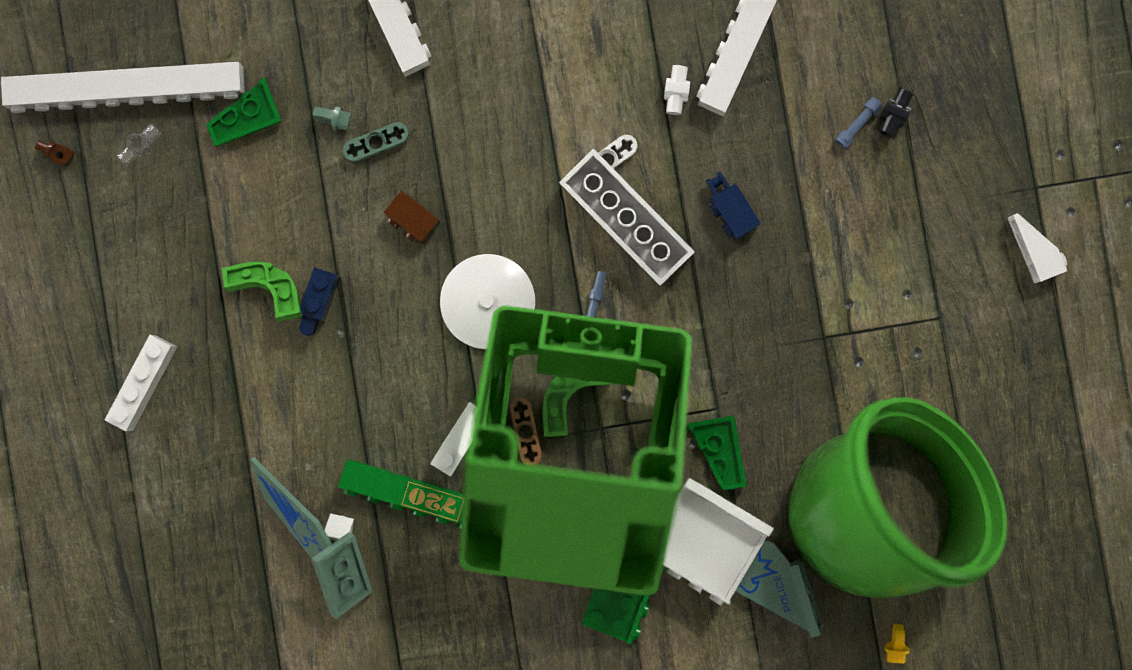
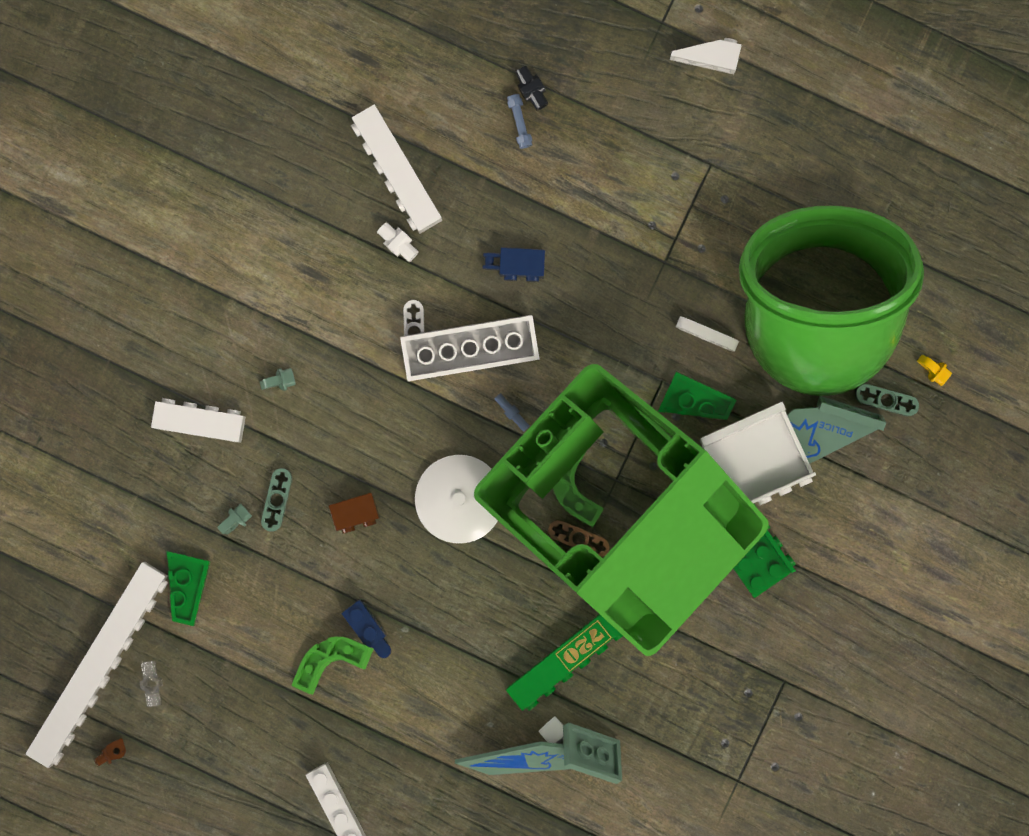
camera: 55 degrees left, 0 degrees up
(456, 443) = (550, 593): white slope -> none
(486, 74) = (283, 379): none -> sand green piece
(786, 419) = (707, 334): none -> white beam
(839, 640) = (872, 390): none -> sand green beam

